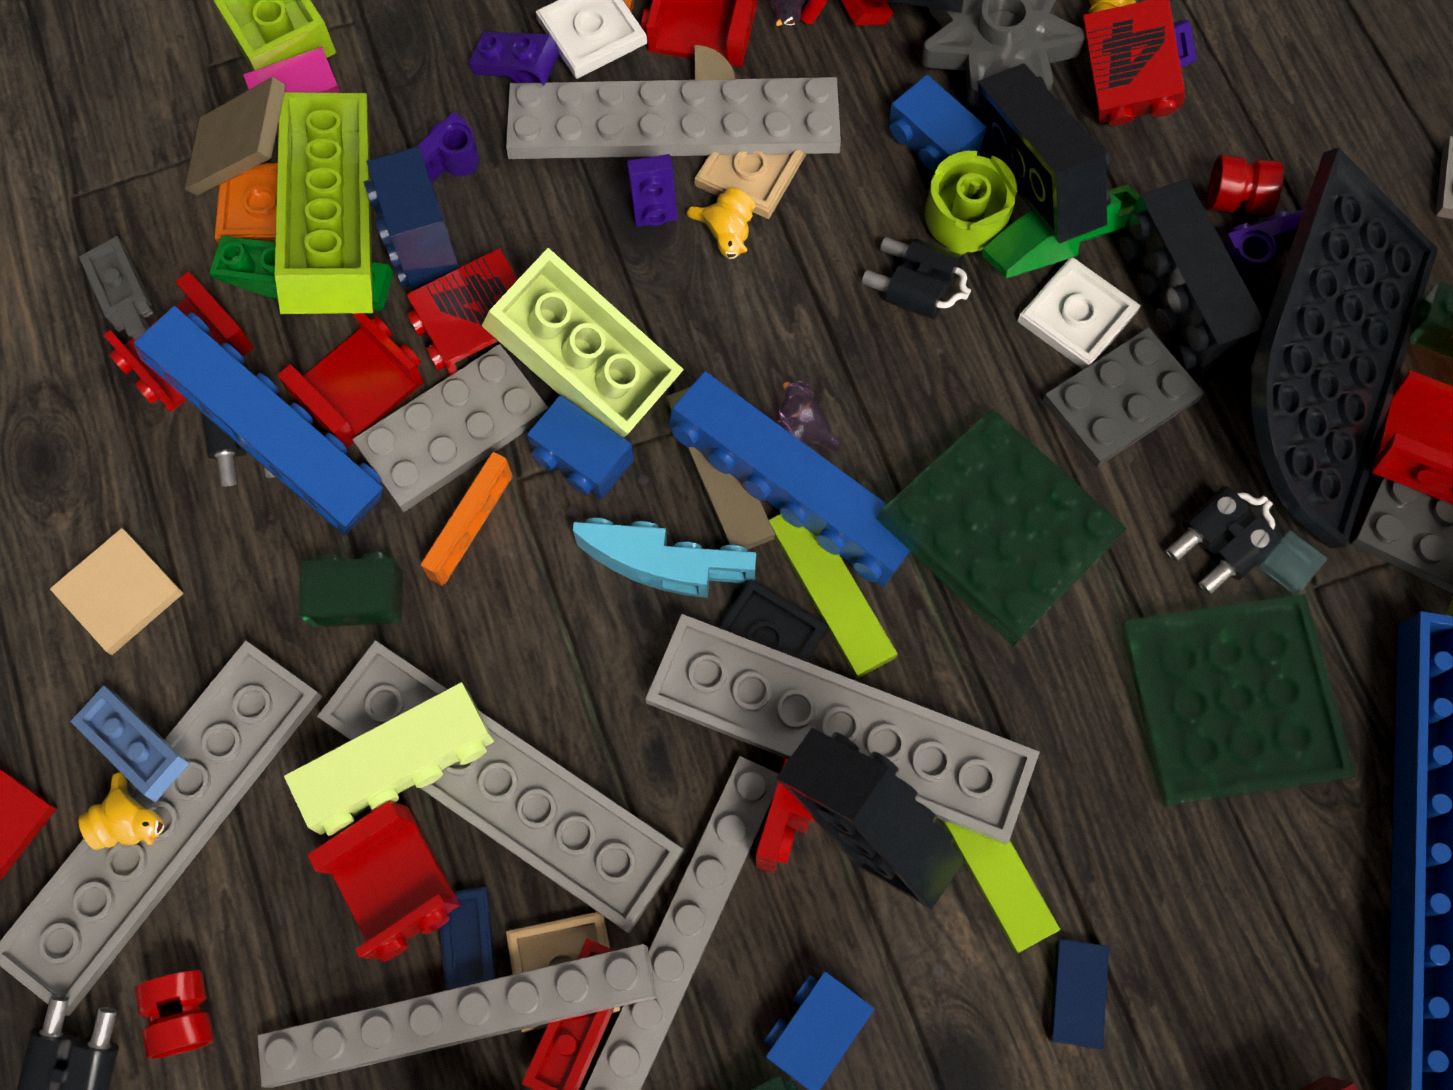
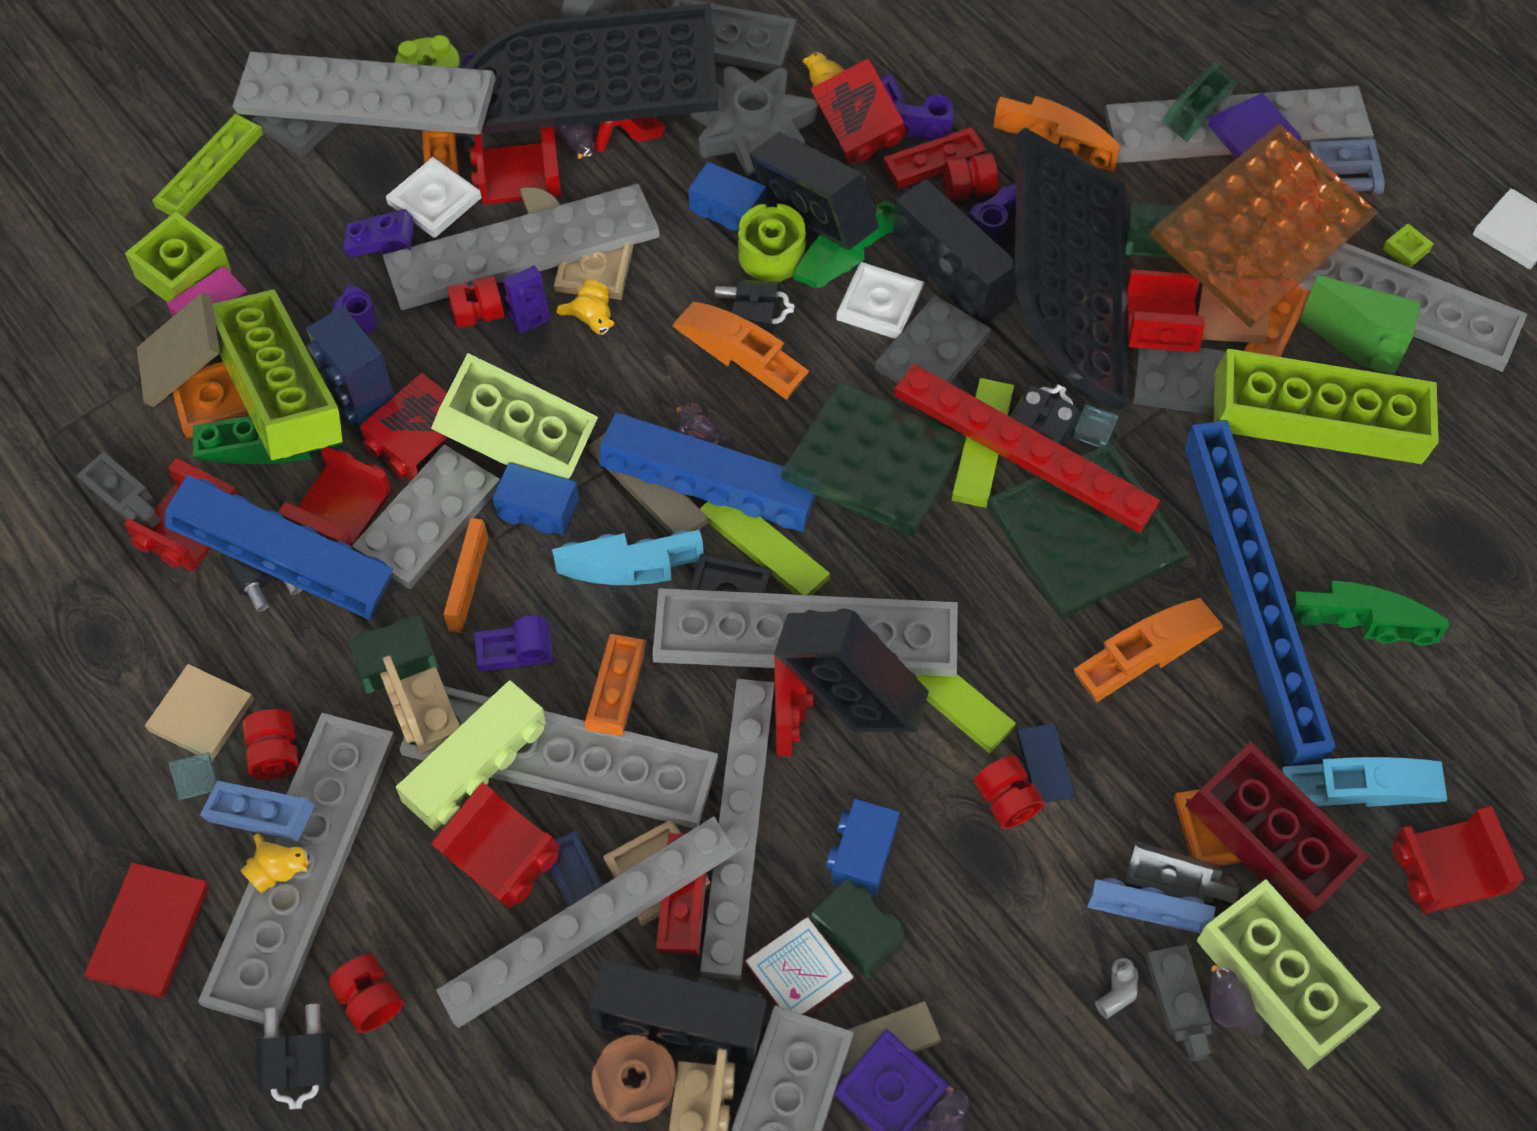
camera: 20 degrees left, 10 degrees down
(80, 669) = (193, 775): none -> clear light blue tile
(175, 661) = (269, 740): none -> red wheel
(350, 676) = (420, 706): none -> tan bracket
(500, 628) = (519, 646): none -> dark purple plate
(593, 717) = (615, 685): none -> orange tile
(608, 171) = (486, 298): none -> red wheel
(891, 323) = (741, 341): none -> orange slope
(1020, 1024) = (1007, 788): none -> red wheel
(1144, 540) = (977, 461): none -> lime tile
(1198, 572) = (1027, 448): none -> red plate
(1200, 144) = (928, 158): none -> red plate
(1219, 97) = (930, 121): none -> dark purple plate
(1262, 886) = (1145, 644): none -> orange slope
(1382, 150) = (1061, 127): none -> orange slope

